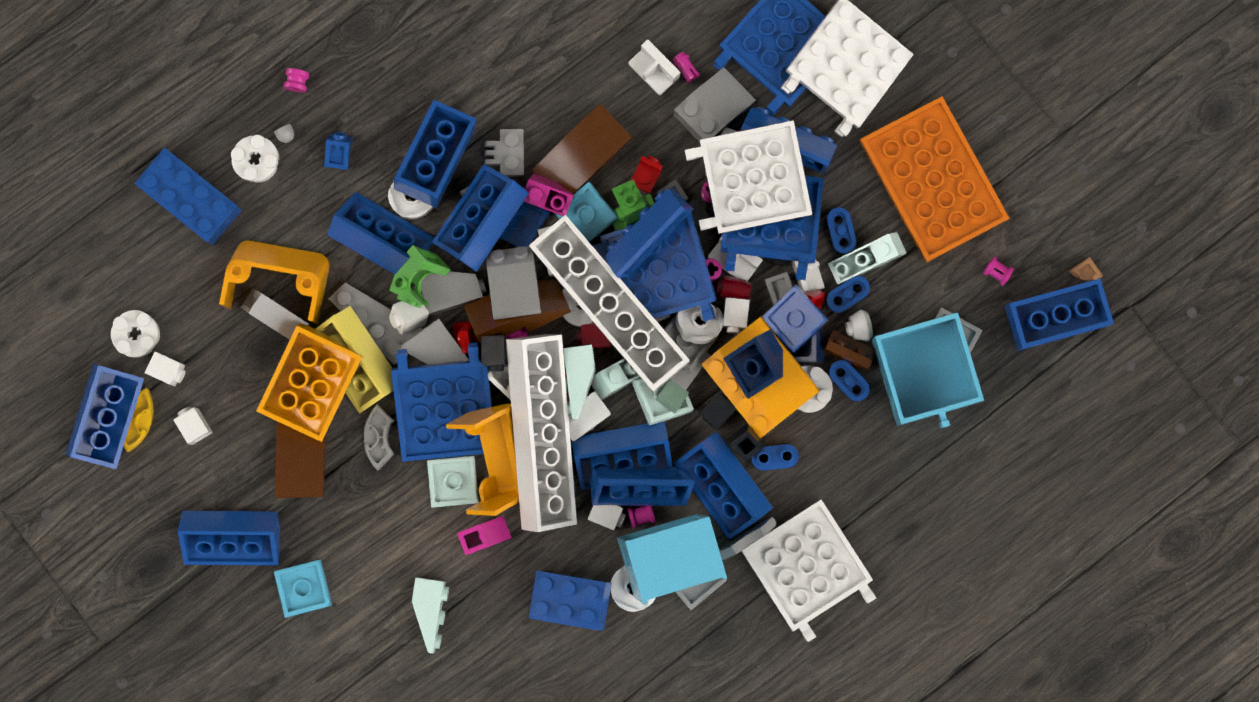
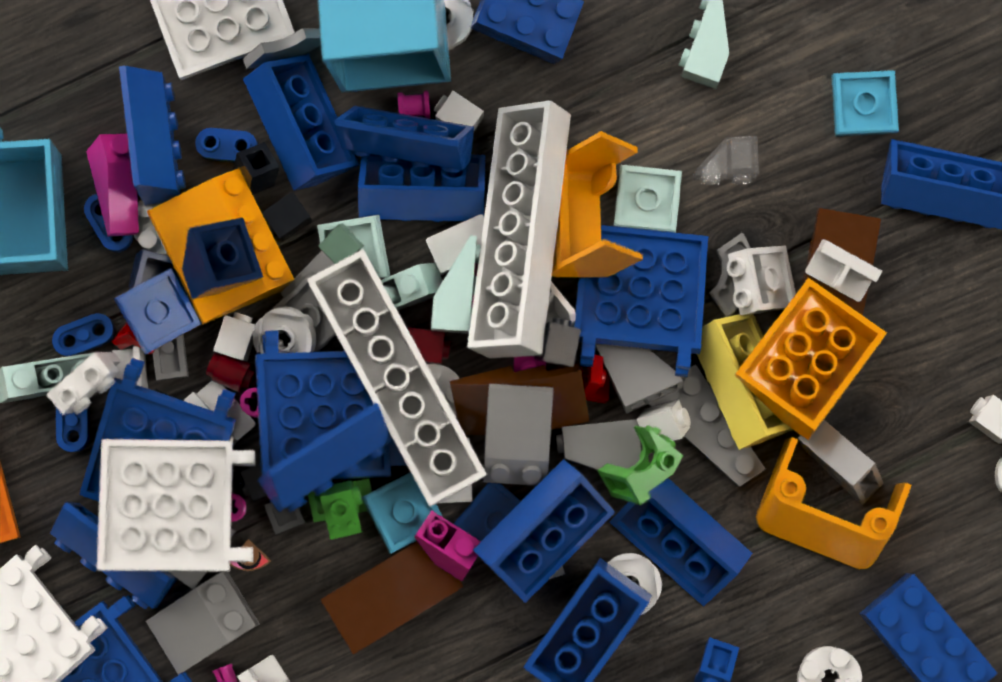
camera: 170 degrees left, 0 degrees up
(192, 425) = (972, 338): white brick -> none
(297, 453) = (842, 270): none -> white panel
(356, 435) = (761, 279): none -> white plate
(396, 523) = (732, 159): none -> clear slope
(484, 535) = (622, 117): dark pink slope -> none
(507, 152) = (491, 617): light grey hinge -> none
(647, 174) = (312, 549): red bracket -> none
(691, 165) = (259, 559): none -> tile
(829, 259) = (80, 385): none -> white plate
(830, 449) = (151, 134): none -> blue slope
(848, 408) = (114, 183): none -> dark pink slope
(849, 350) = (98, 261): reddish brown bracket -> none
(859, 326) = (77, 289): white cone -> none

